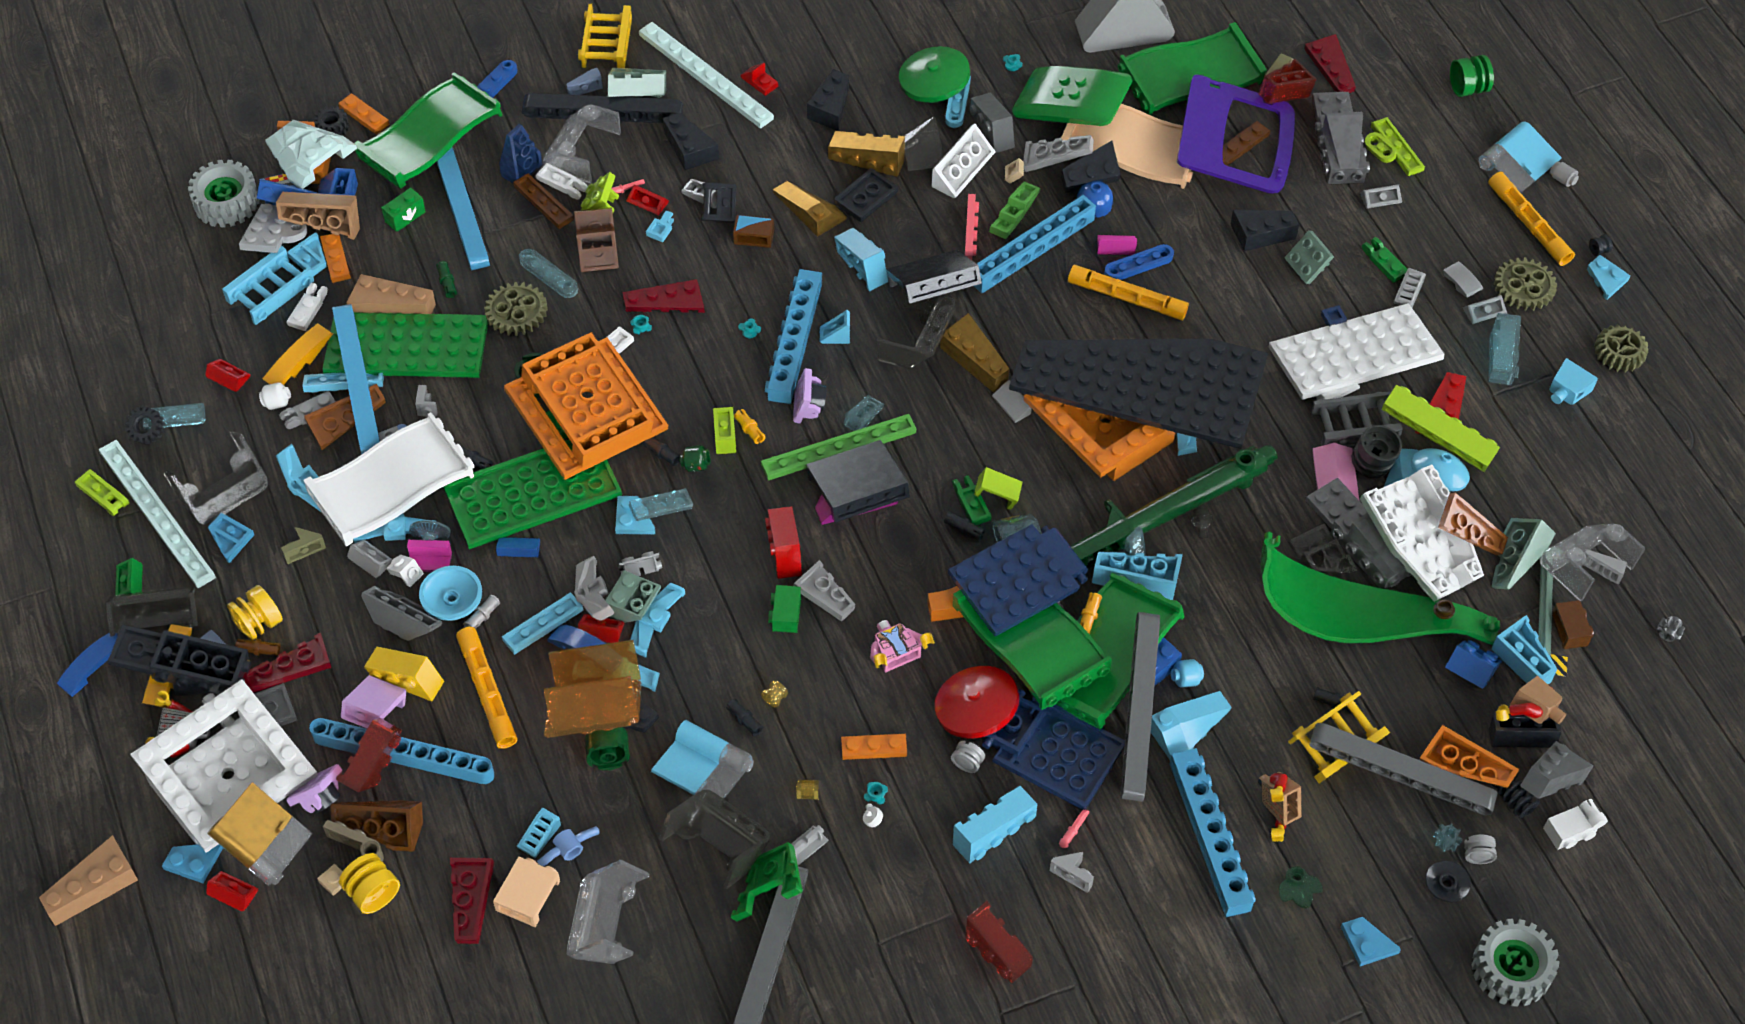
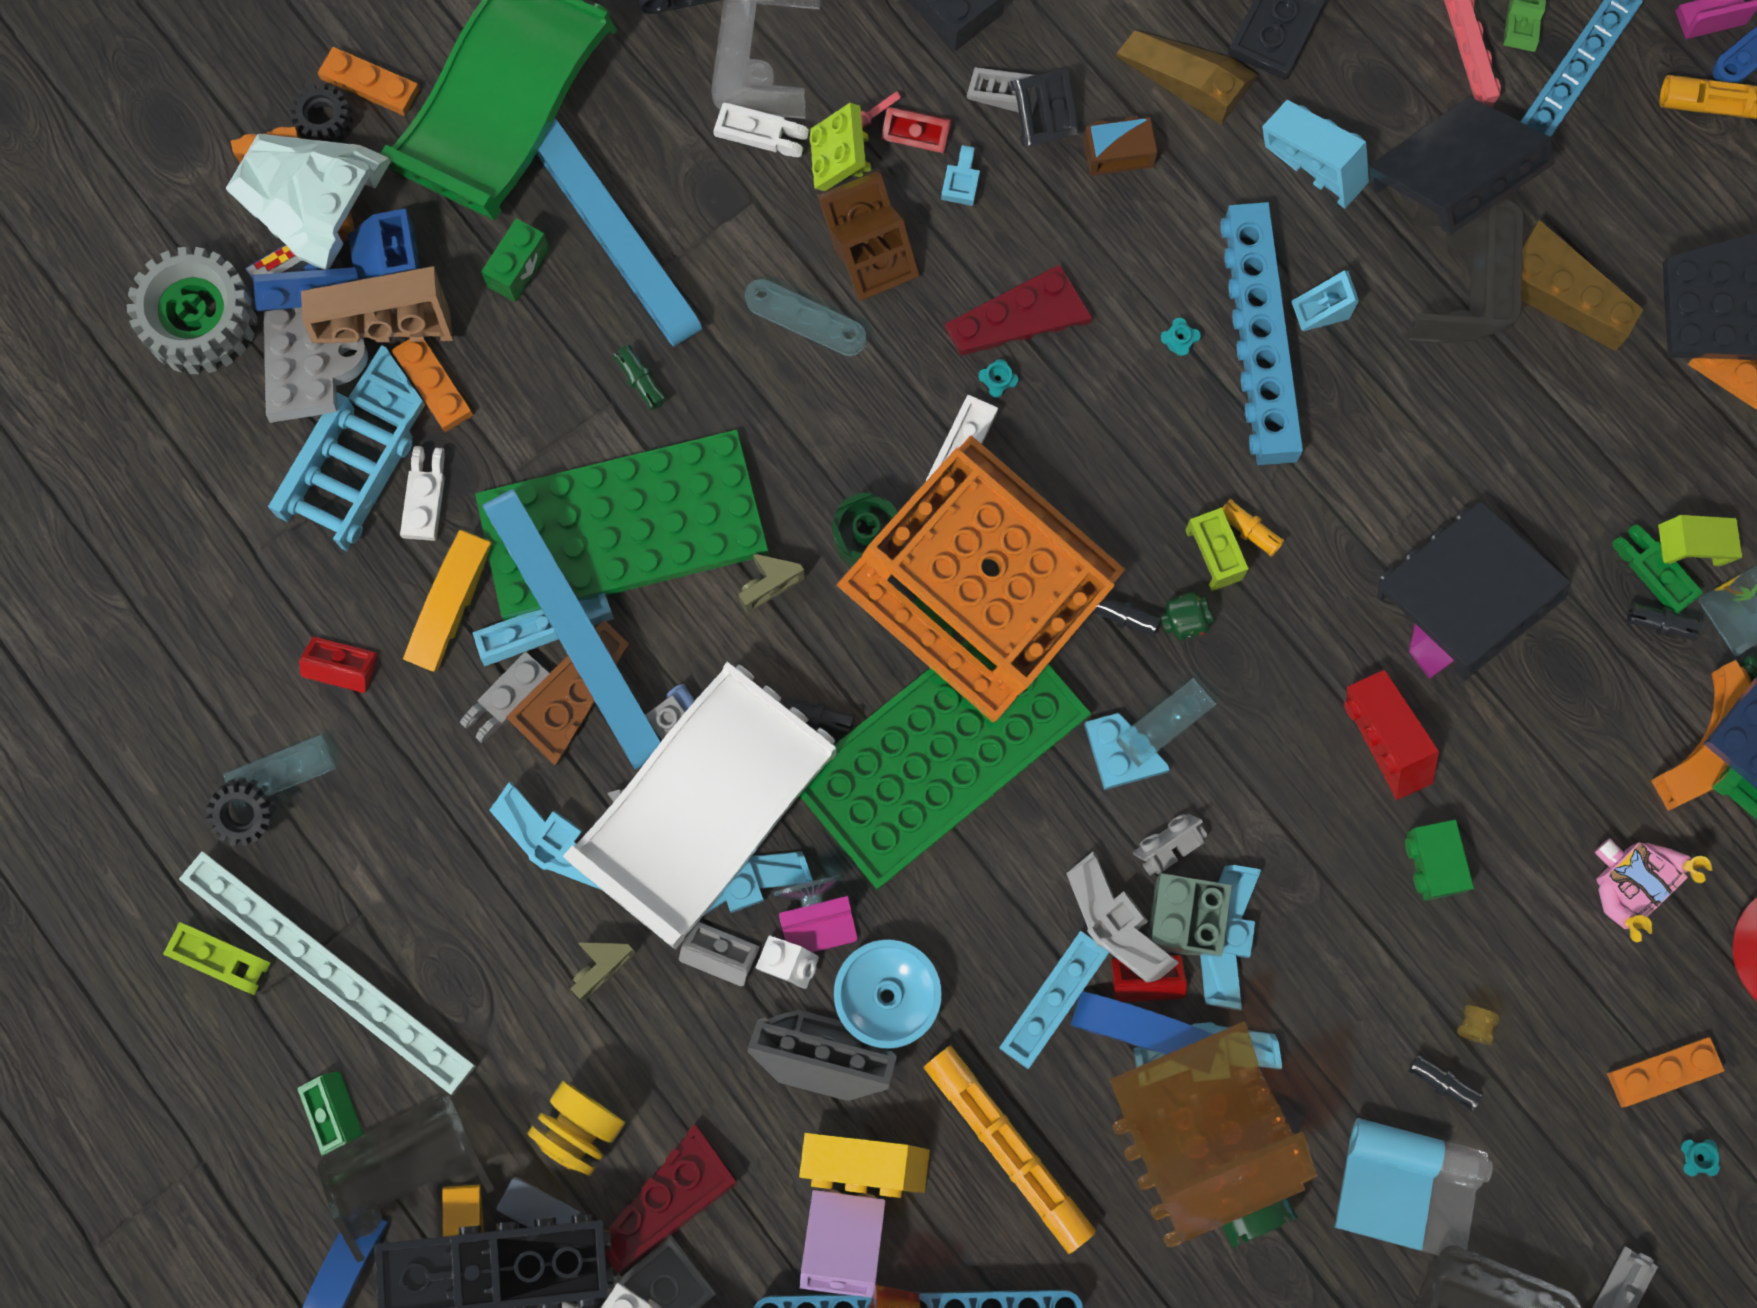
camera: 15 degrees left, 20 degrees up
(228, 492) = (426, 899): clear smoke windscreen -> none
(229, 535) = (468, 982): dark azure wing -> none
(259, 647) = (601, 1181): reddish brown pin -> none
(274, 396) = (439, 689): white head -> none
(387, 296) = (555, 444): medium nougat wedge -> none
(423, 402) = (694, 626): light grey bracket -> none
(478, 389) = (778, 577): none -> olive slope
(482, 612) = (948, 1011): light grey pin -> none
(516, 308) = (810, 409): olive gear -> none
(518, 547) = (957, 862): blue slope -> none
(519, 155) = (679, 113): dark blue wedge -> none
(543, 201) = (745, 178): reddish brown plate -> none
(797, 459) = (1409, 527): bright green plate -> none
(807, 789) = (1590, 1179): clear yellow slope -> none
(808, 397) = (1335, 447): lavender piece -> none
(822, 590) = (1486, 809): light grey wing -> none
(857, 422) = (1416, 469): clear light blue slope -> none
(872, 816) = (1712, 1203): white piece -> none
(1012, 402) = (1649, 360): light grey slope -> none

